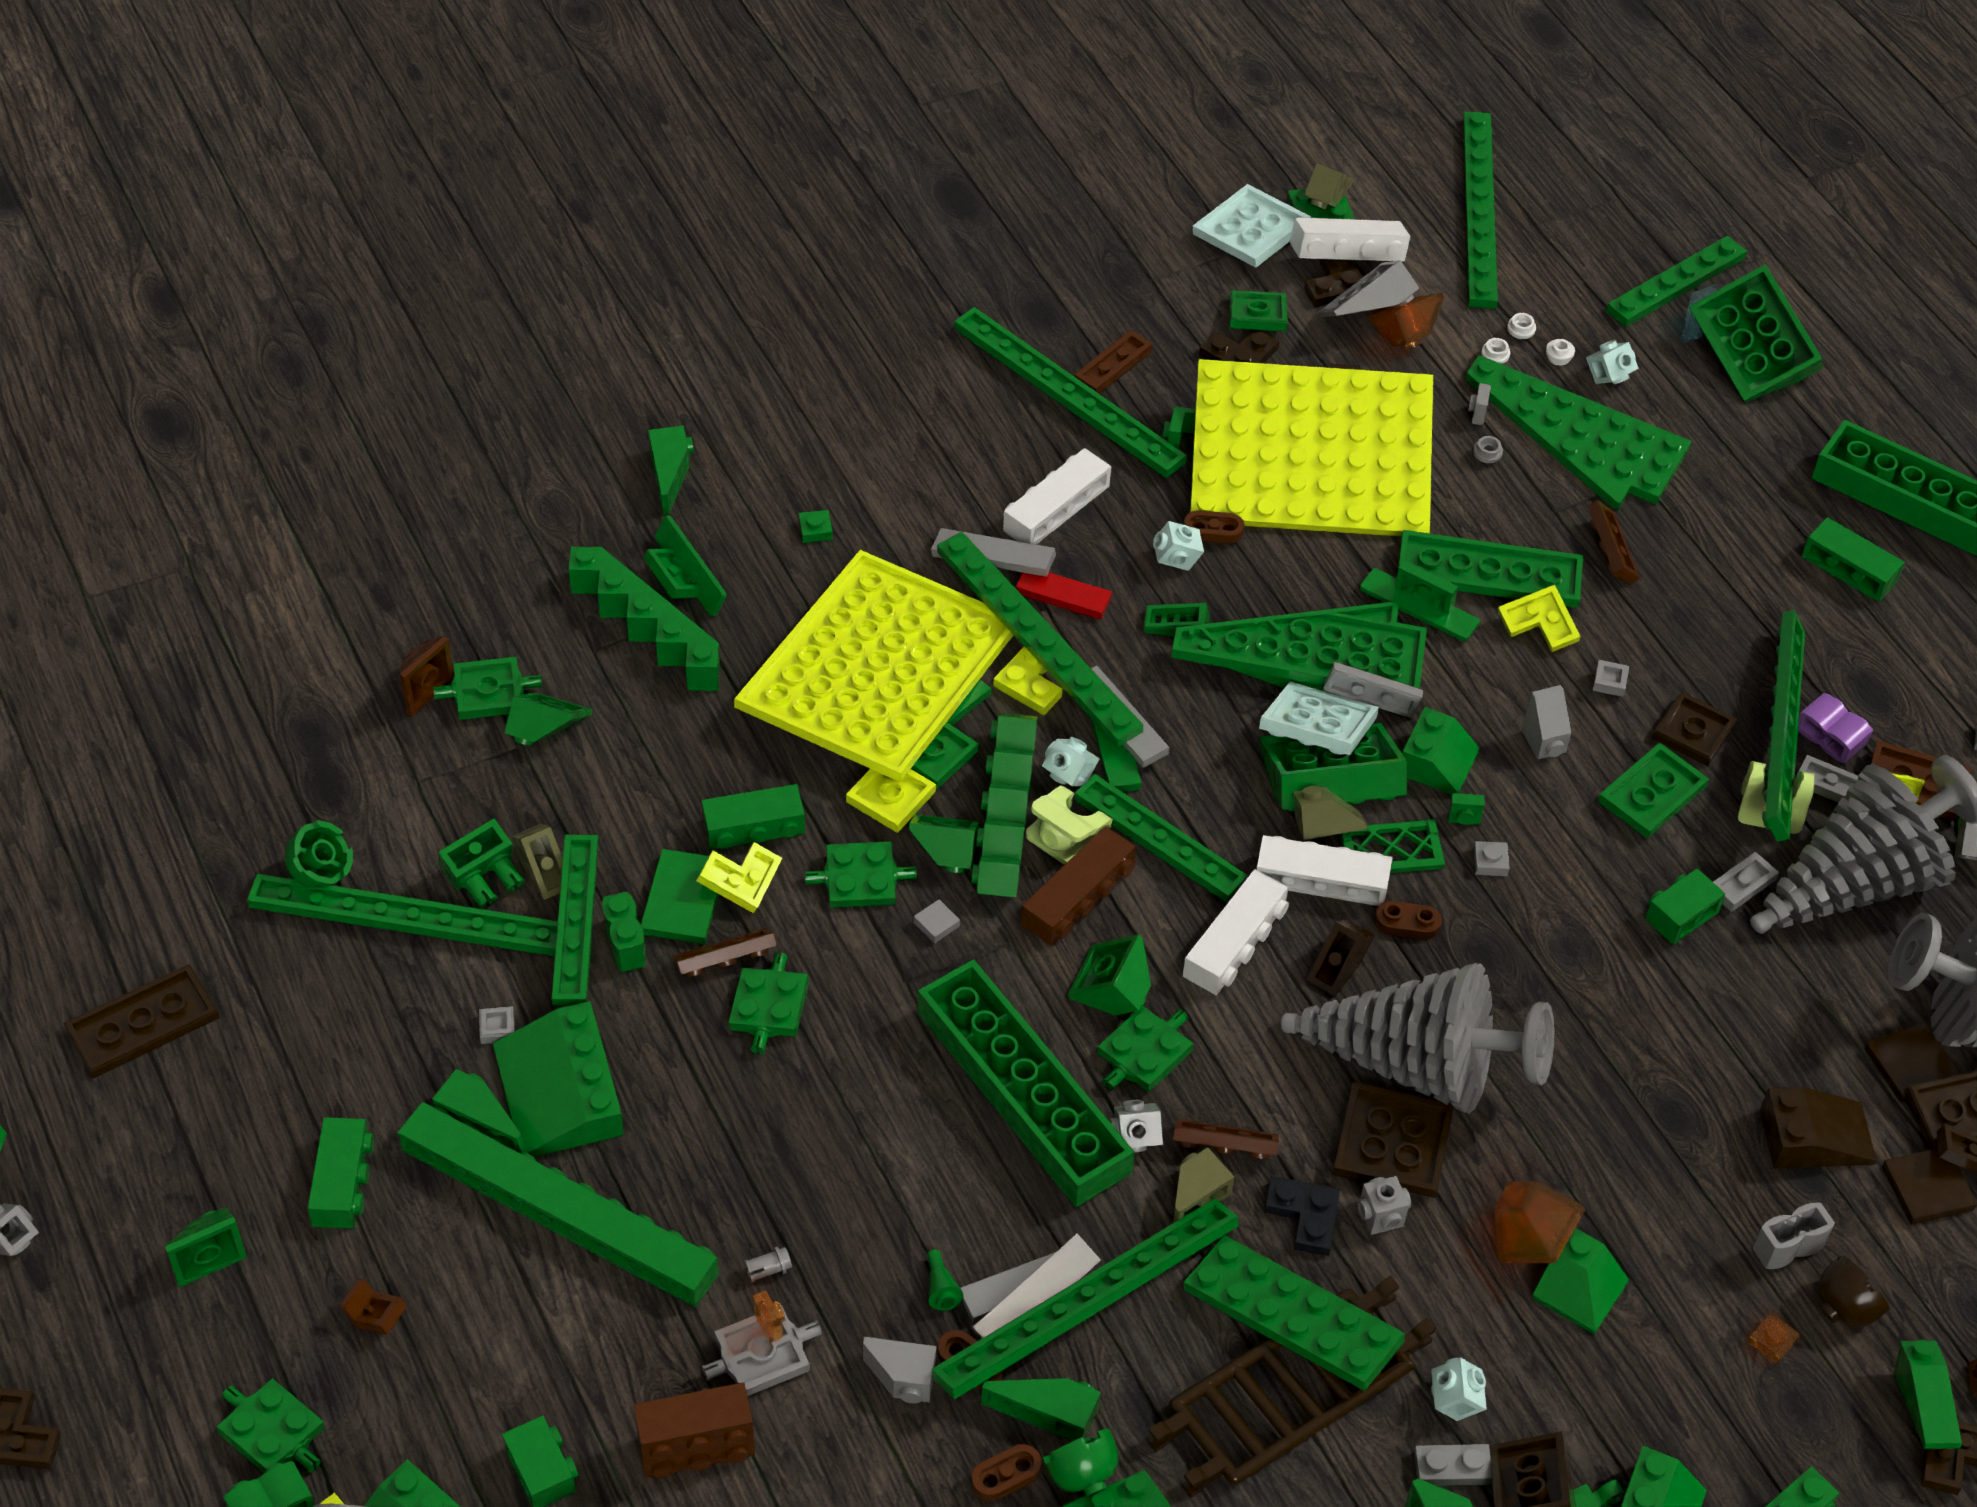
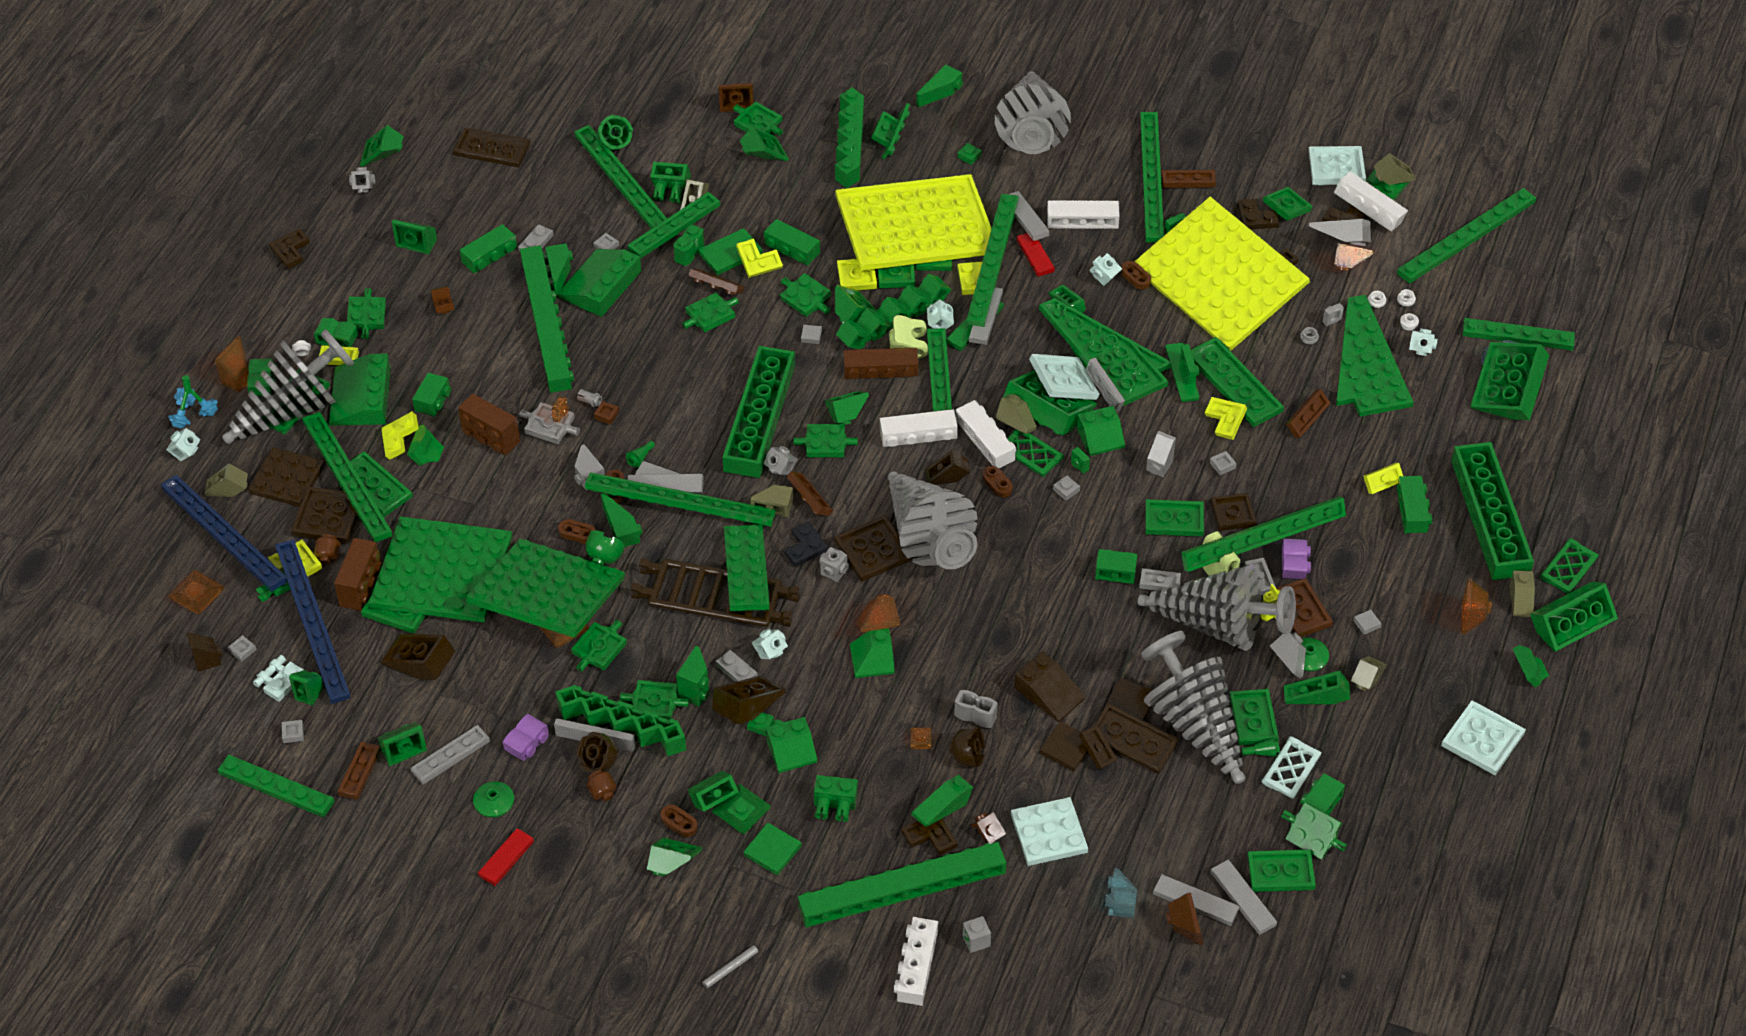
camera: 50 degrees right, 0 degrees up
(388, 1102) = (537, 237): none -> light grey plate
(820, 1264) = (606, 412): none -> reddish brown plate
(844, 406) = (1031, 116): none -> light grey plant
(1786, 554) = (1383, 478): none -> neon yellow plate

